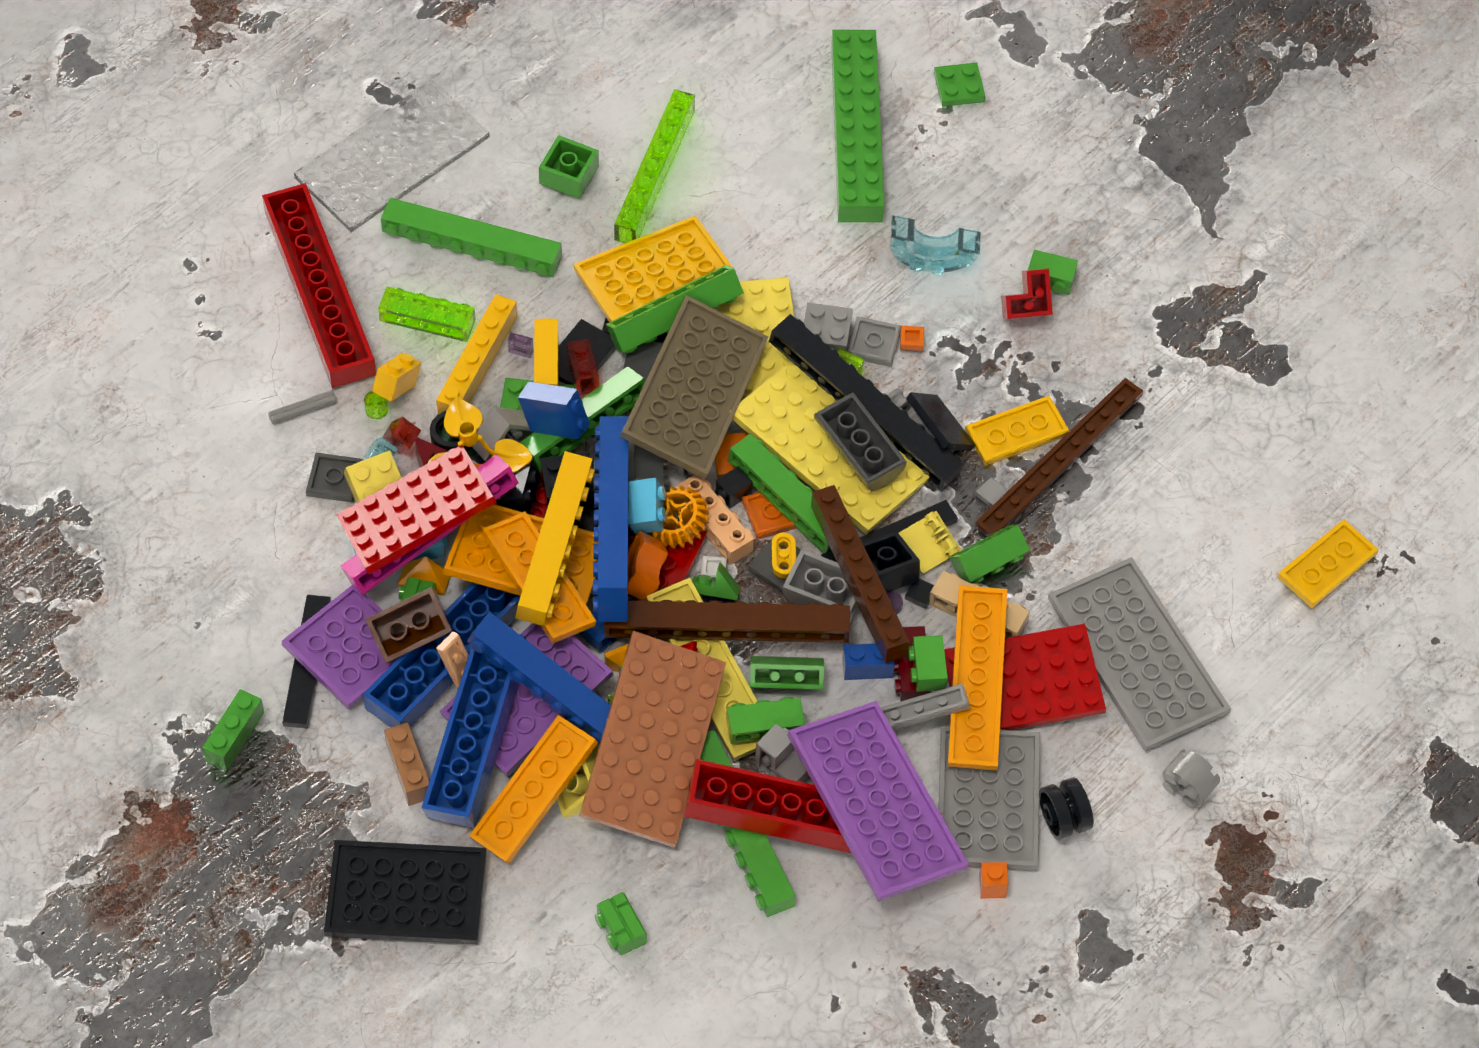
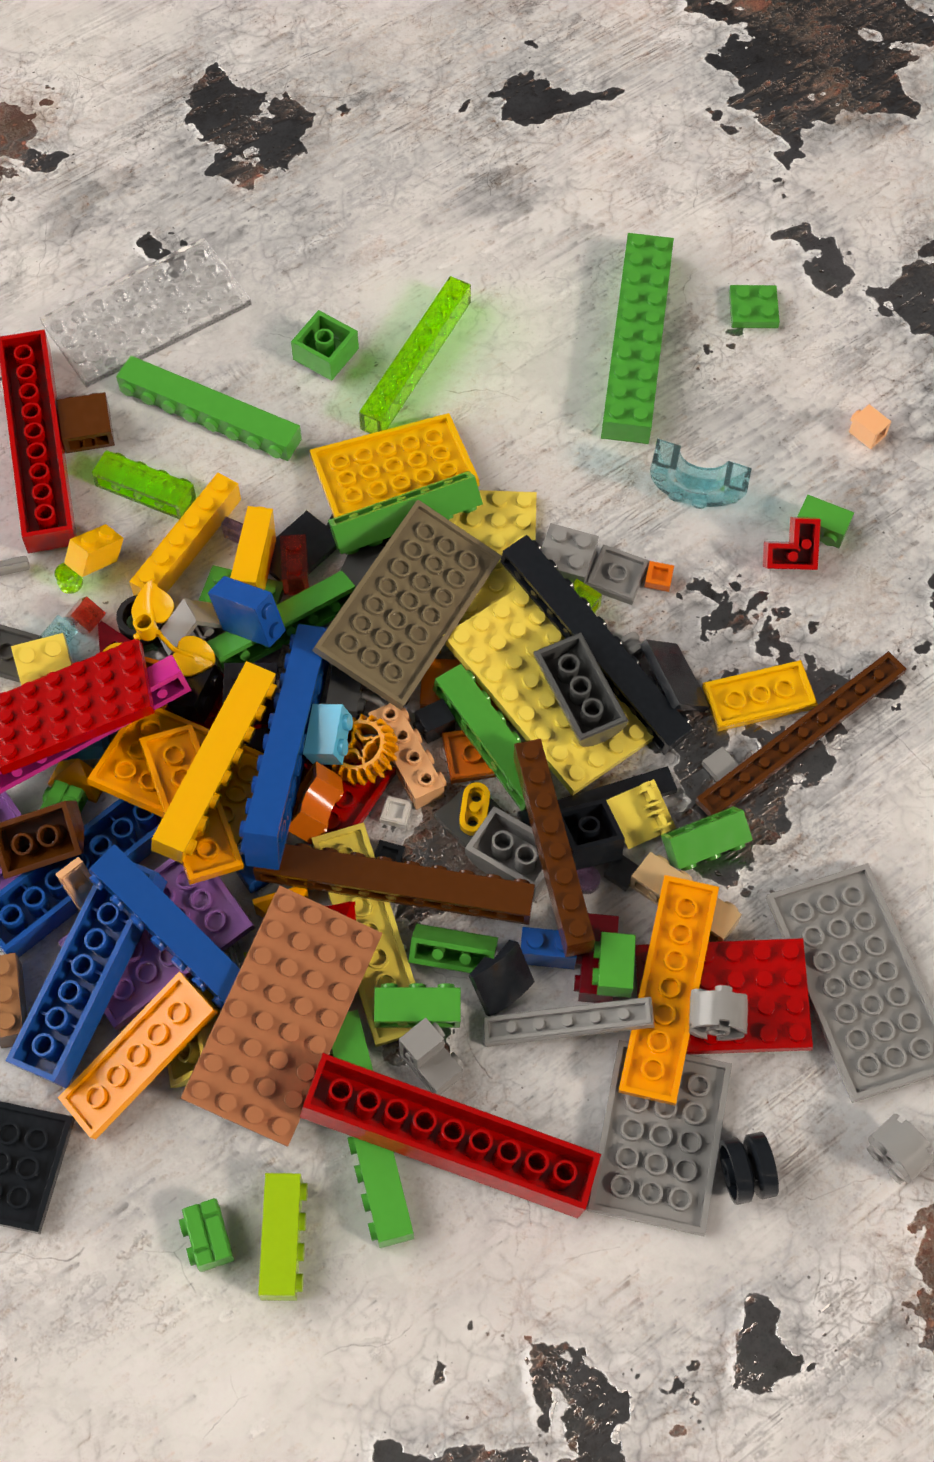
camera: 10 degrees right, 5 degrees up
(361, 263) = (85, 422): none -> reddish brown brick
(684, 917) = (281, 1237): none -> lime brick
(723, 586) = (399, 835): bright green slope -> none
(833, 688) = (501, 979): none -> black slope
(877, 800) = (526, 1134): medium lavender plate -> none
(993, 880) = (650, 1244): orange brick -> none
(1022, 689) = (718, 1013): none -> light grey brick
(1080, 182) = (869, 426): none -> light nougat brick

